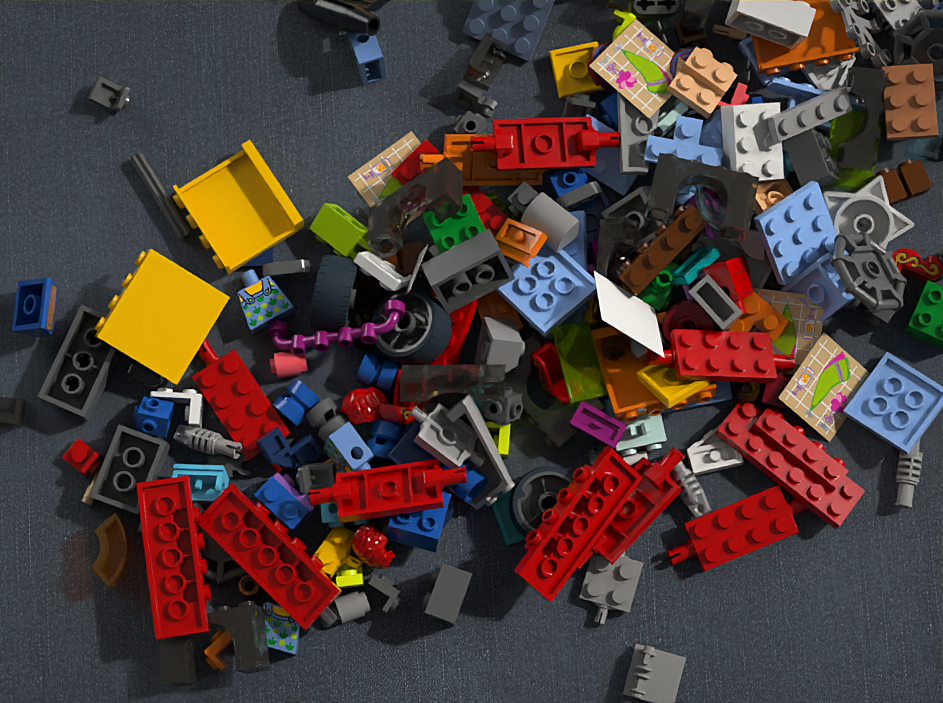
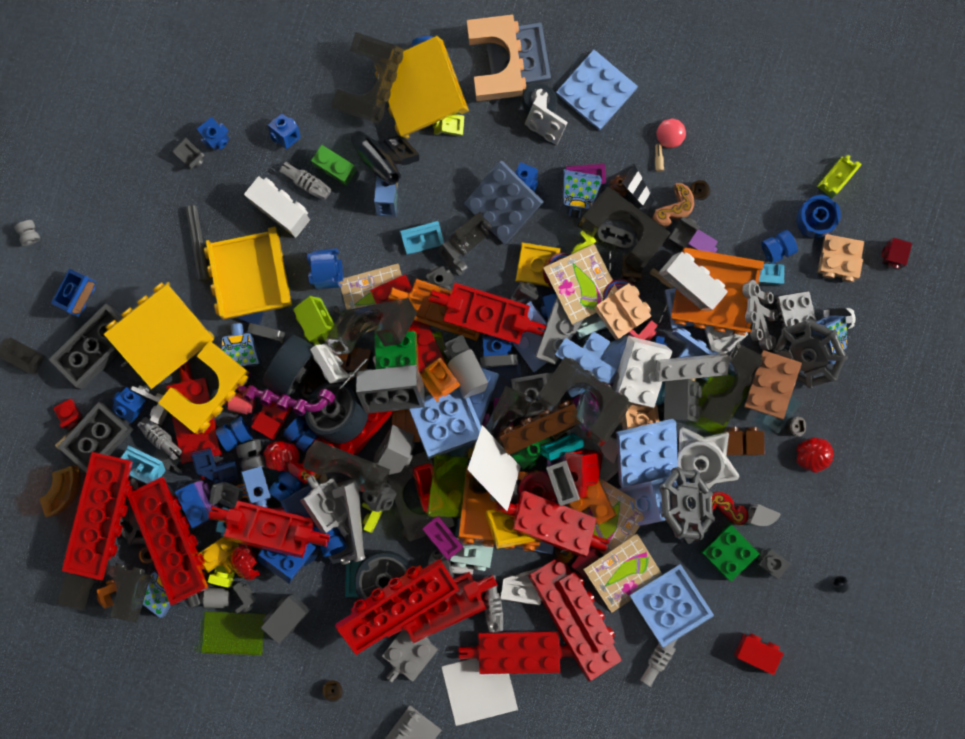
camera: 30 degrees right, 5 degrees up
(131, 60) = (214, 134): none -> blue brick
(215, 25) = (284, 131): none -> blue brick
(243, 114) = (277, 206): none -> white brick
(246, 393) = (230, 376): none -> yellow arch
(264, 75) = (306, 181): none -> light grey hinge
(290, 44) = (333, 165): none -> bright green brick
(330, 166) = (325, 269): none -> blue brick
(333, 368) = (270, 420): none -> red piece
(389, 642) = (233, 633): none -> clear neon green piece
(429, 89) = (422, 237): none -> medium azure hinge
(536, 662) = (332, 690): none -> dark brown tile
(709, 599) = (475, 694): none -> white sticker

